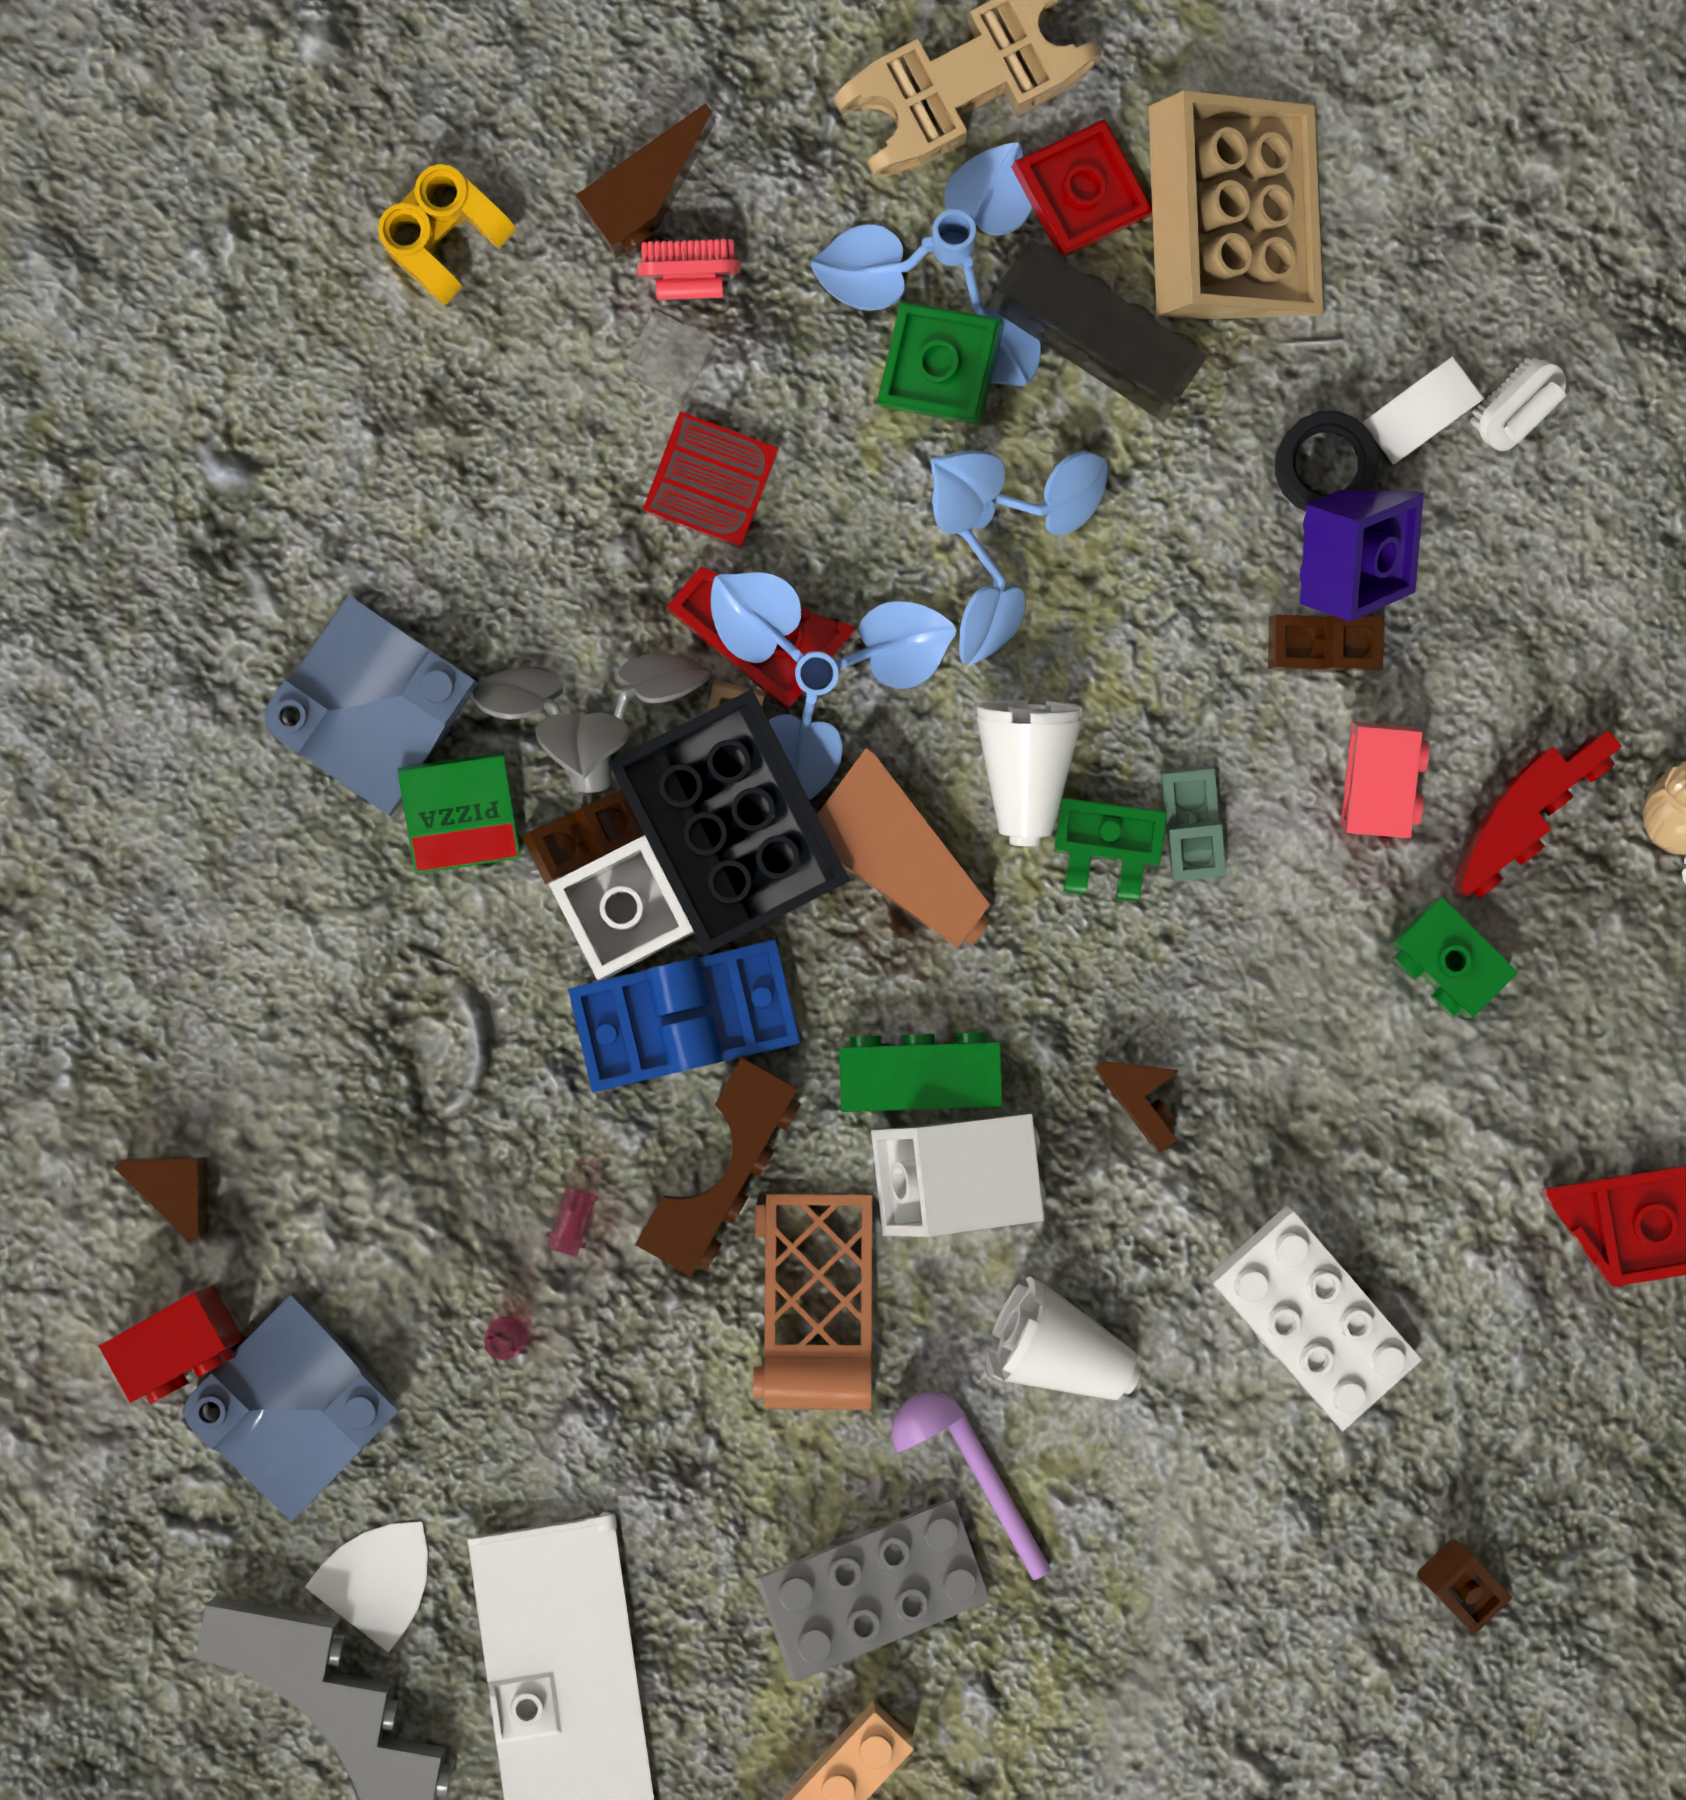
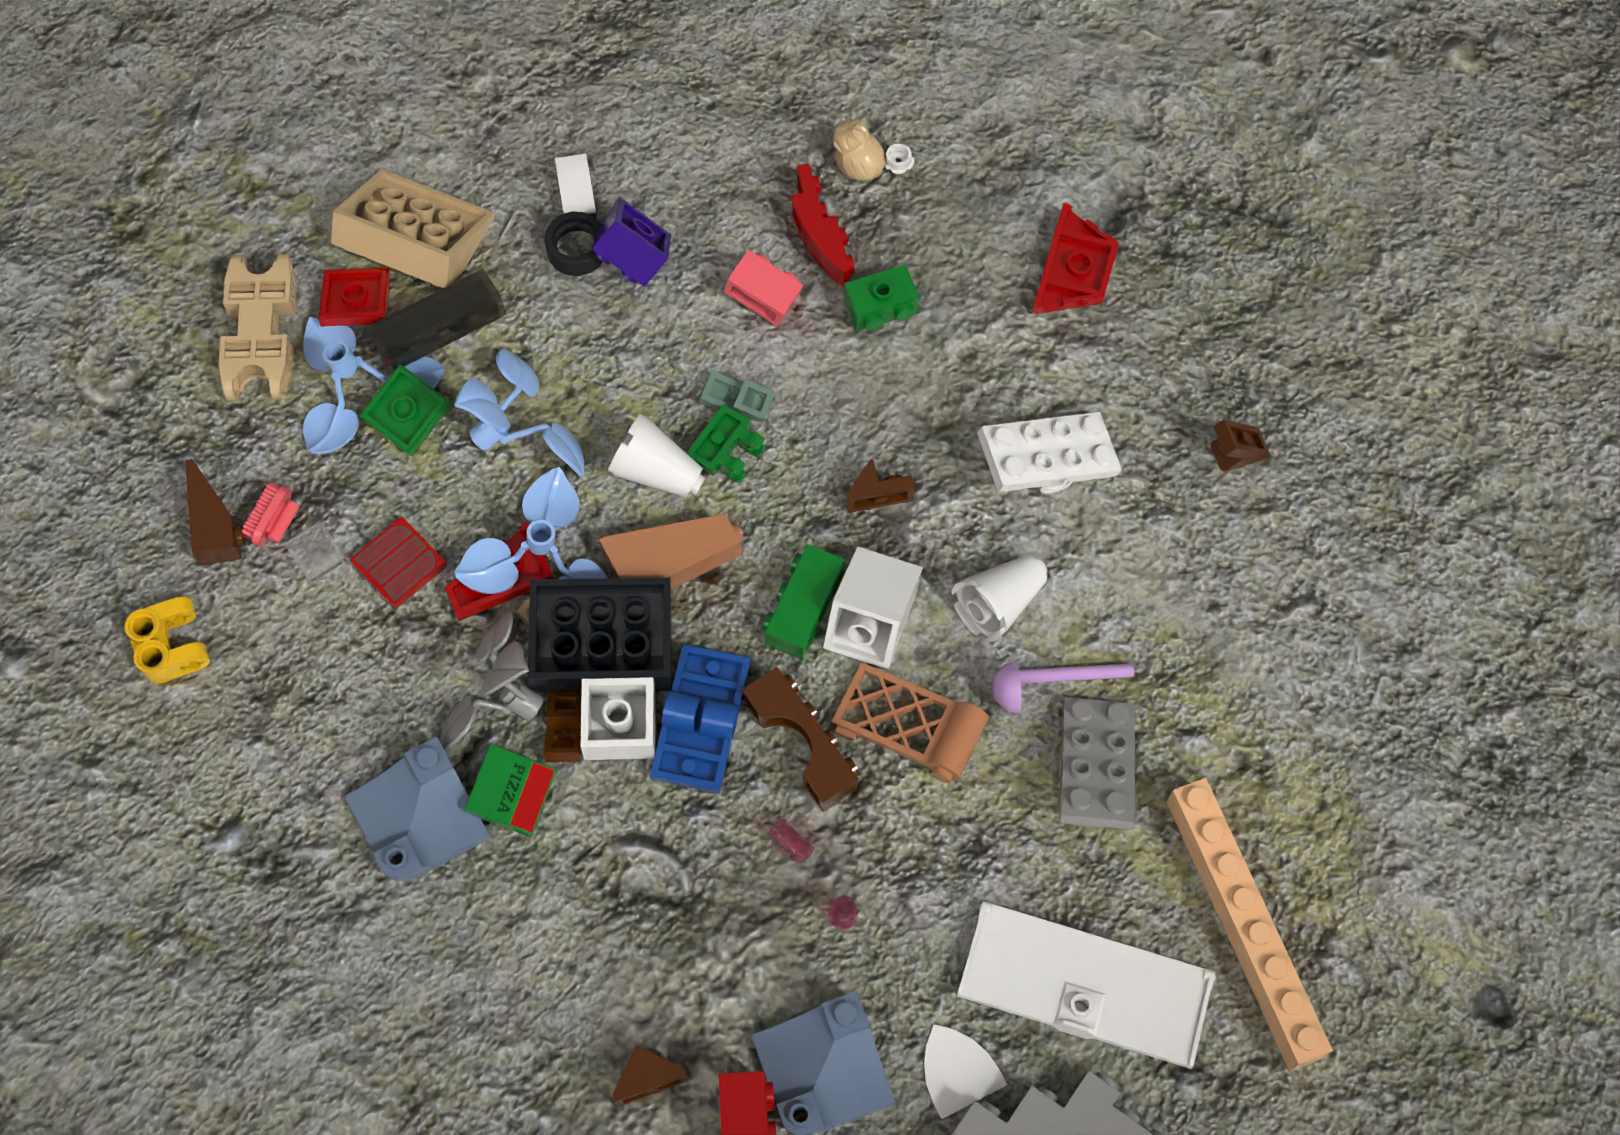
camera: 65 degrees left, 20 degrees down
(1325, 643) = (674, 288): reddish brown slope -> none
(1519, 403) = (599, 141): white piece -> none

